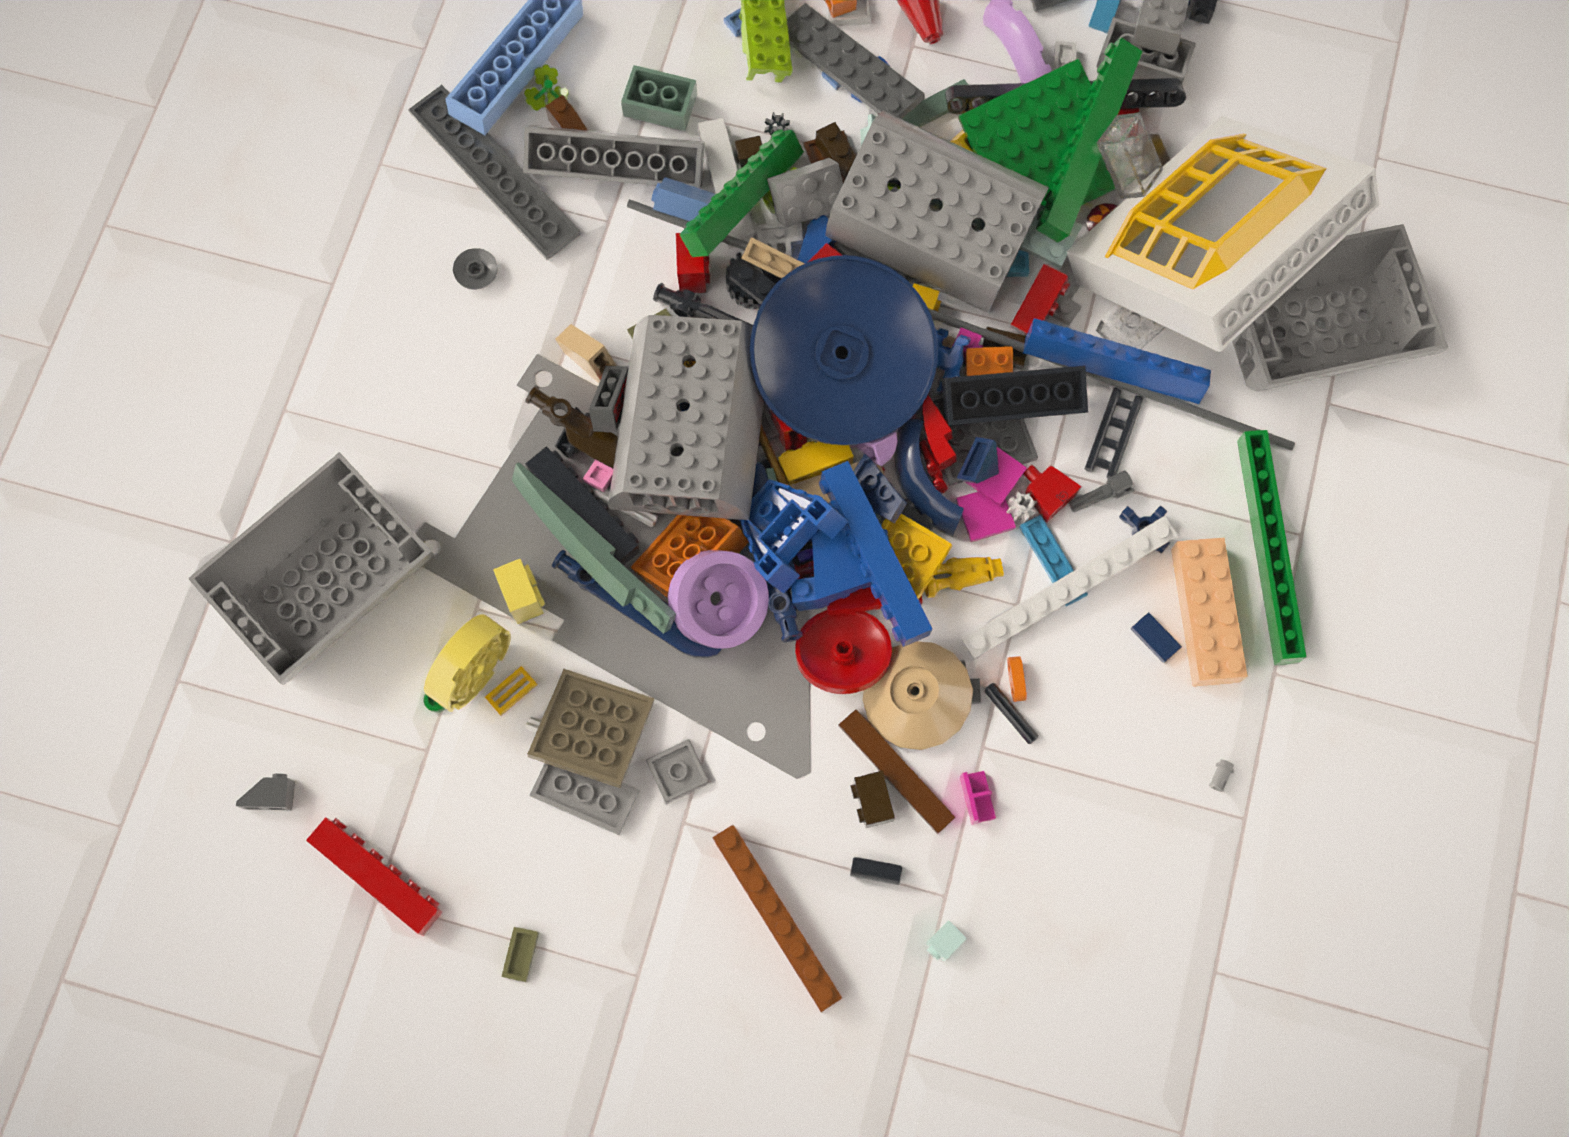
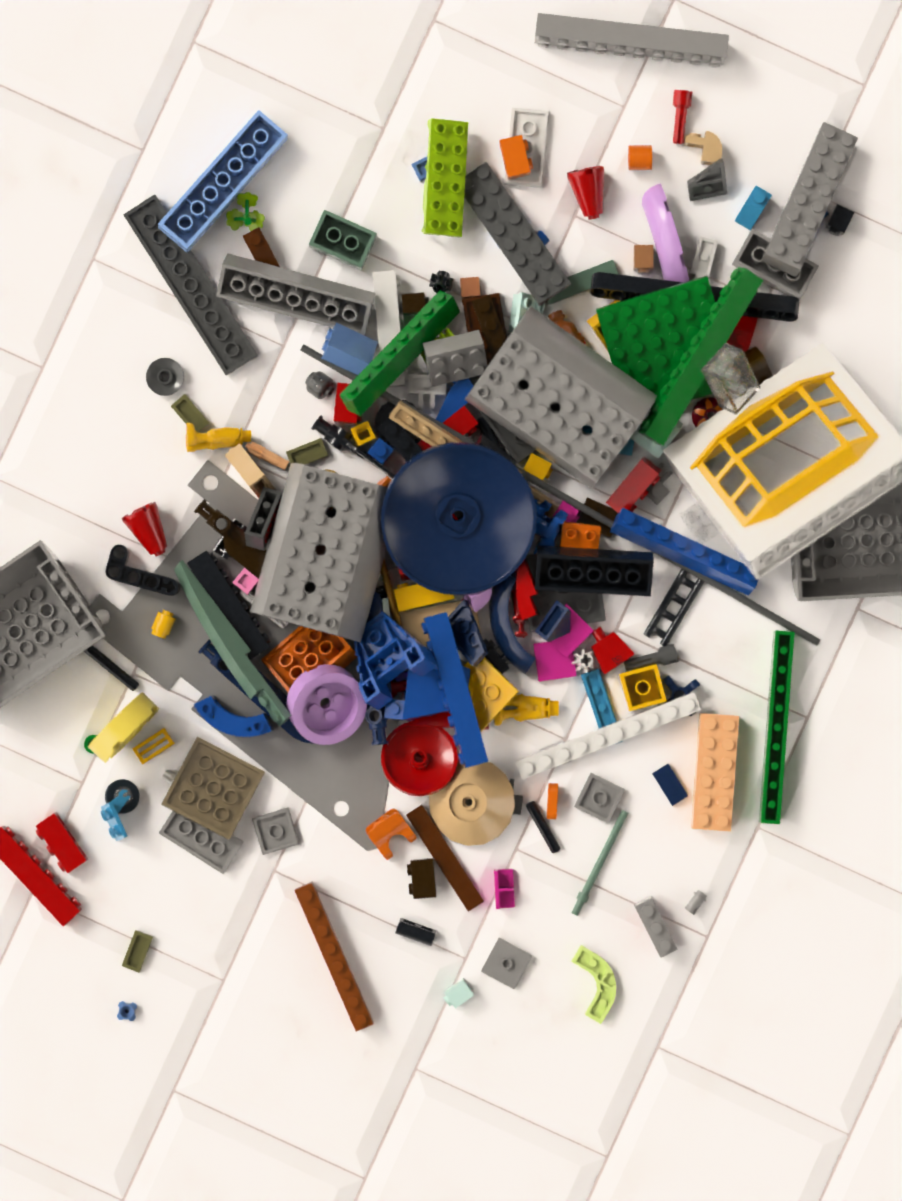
camera: 10 degrees right, 15 degrees up
(406, 828) = (61, 843): none -> red brick
(439, 599) = (112, 668): none -> black axle
(472, 432) = (147, 528): none -> red cone
(475, 489) = (143, 576): none -> black beam
(475, 759) = (120, 798): none -> plate
(505, 542) = (163, 624): none -> yellow brick
(509, 1031) = (127, 1016): none -> medium blue plate
(510, 307) = (189, 413): none -> olive tile
(518, 590) = (170, 670): light yellow brick -> none
(544, 322) = (215, 438): none -> yellow piece
(605, 641) = (231, 723): none -> blue window
(607, 337) = (266, 455): none -> light nougat piece
(655, 251) = (319, 385): none -> dark grey head
(714, 291) = (362, 433): none -> yellow brick
(739, 307) = (380, 451): none -> blue brick
(808, 127) = (470, 287): none -> nougat tile
(815, 742) = (385, 827): none -> orange piece
(997, 69) = (643, 258): none -> medium nougat brick
(999, 892) = (506, 963): none -> light grey plate
(1073, 666) = (599, 797): none -> light grey plate
(1079, 791) = (582, 896): none -> sand green bar
(1098, 524) = (642, 687): none -> yellow brick
(1130, 896) = (604, 980): none -> yellowish green plate
(1179, 814) = (655, 926): none -> light grey brick

